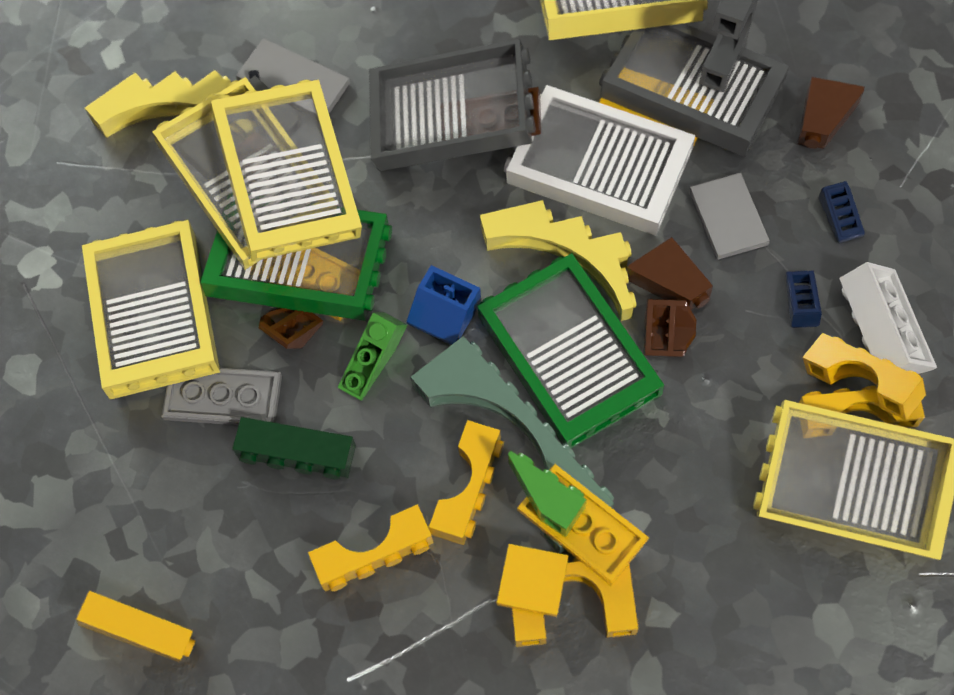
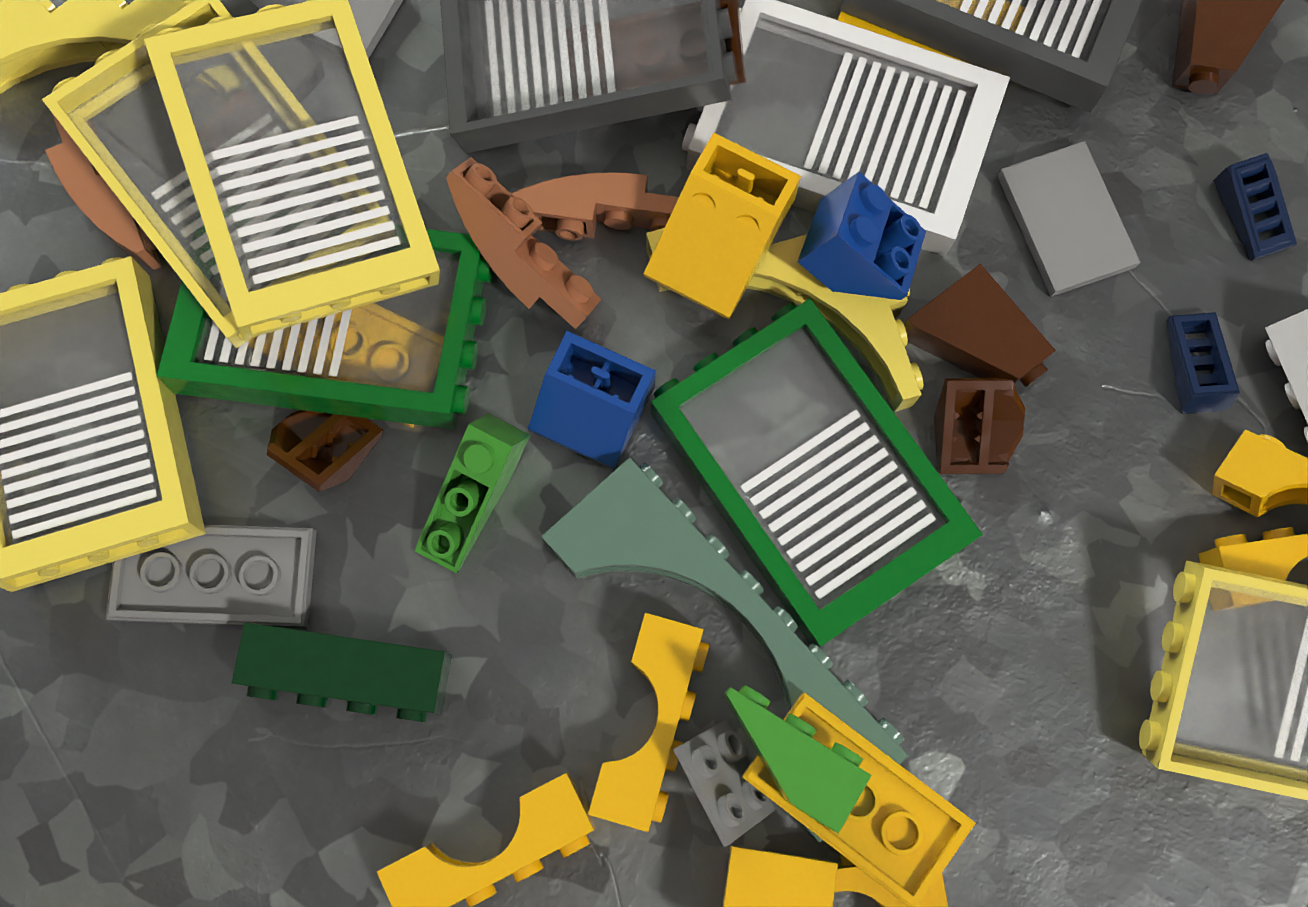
camera: 10 degrees left, 10 degrees up
(171, 186) = (98, 200): none -> nougat slope
(399, 212) = (503, 235): none -> nougat slope
(443, 198) = (577, 202): none -> nougat slope
(502, 505) = (715, 768): none -> light grey hinge
(522, 210) = (722, 225): none -> yellow slope
(602, 222) = (862, 242): none -> blue slope

